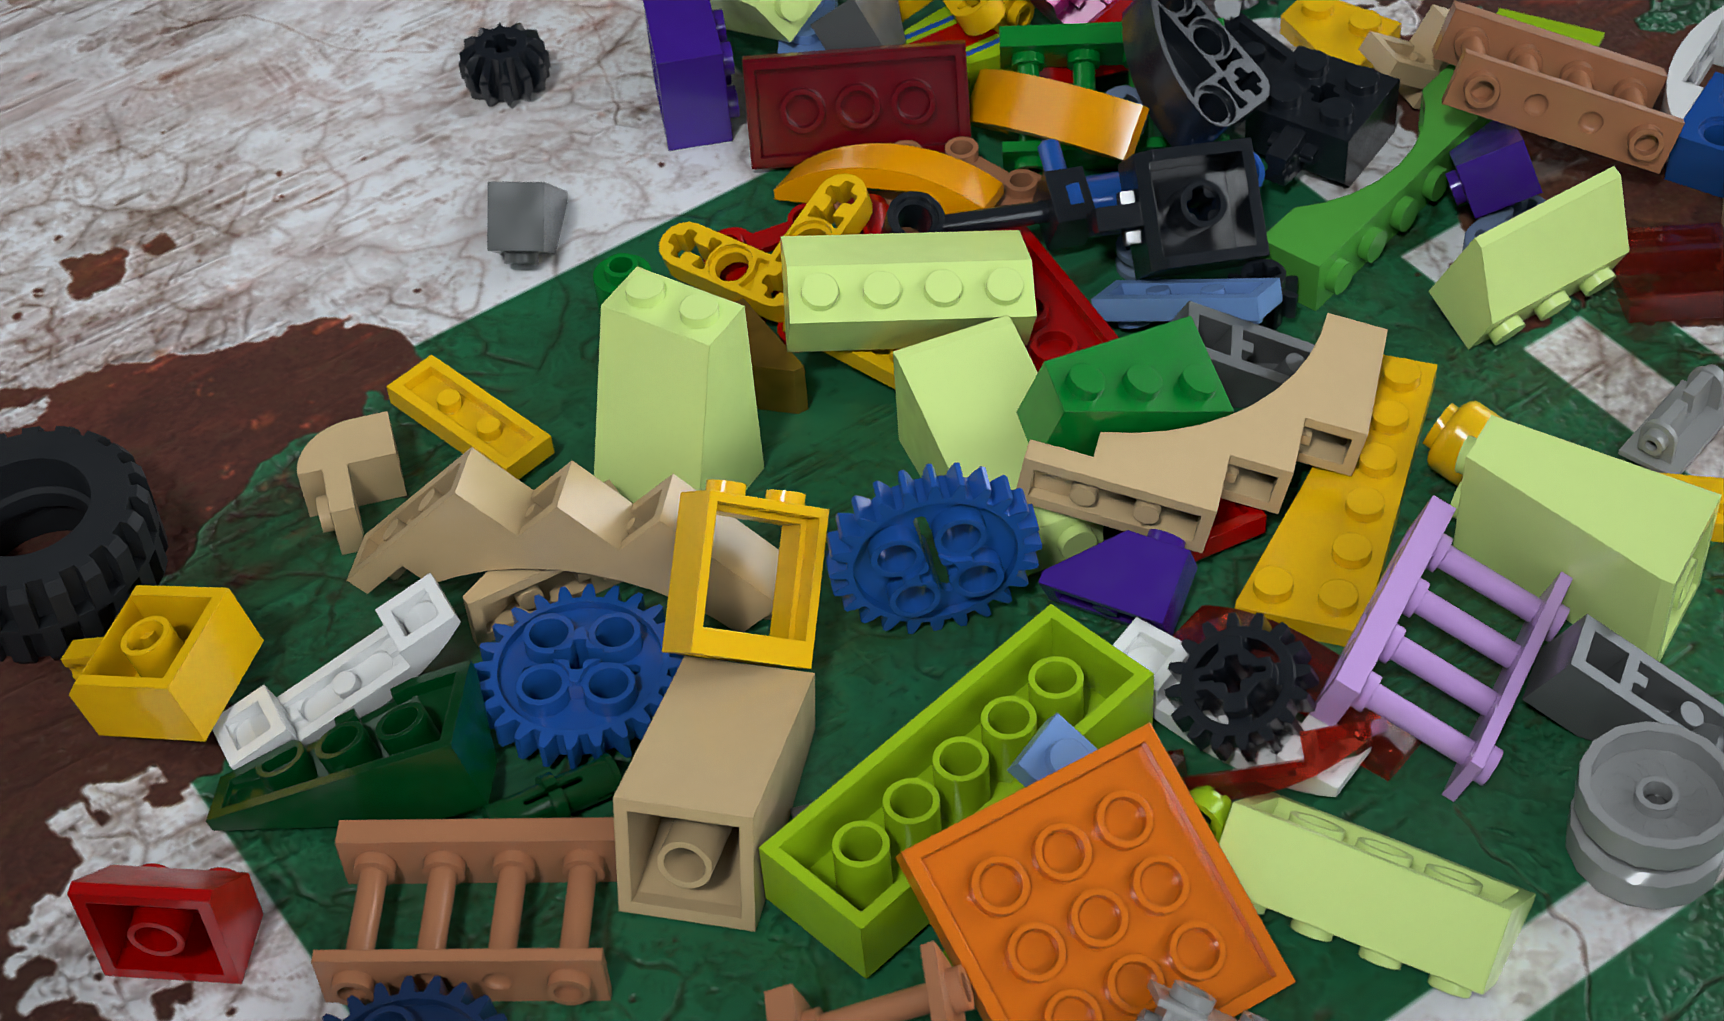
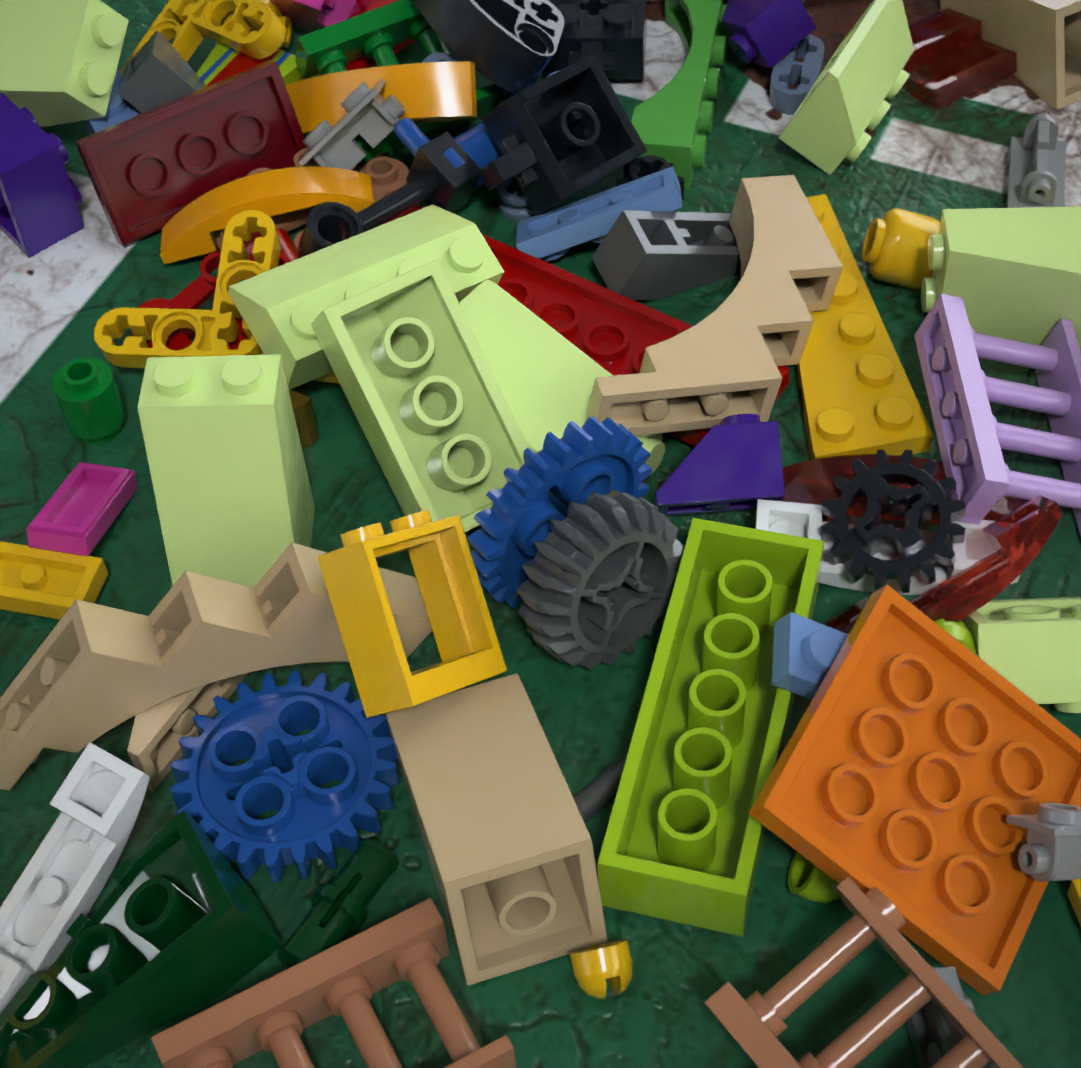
camera: 30 degrees left, 5 degrees up
(554, 389) = (82, 509): none -> dark pink tile
(730, 940) = (603, 962): none -> yellow hinge
(878, 385) = (423, 393): none -> yellowish green slope
(930, 603) = (600, 579): none -> dark grey gear
(1021, 124) = (365, 115): none -> light grey hinge
(1125, 386) = (635, 301): green wedge -> none

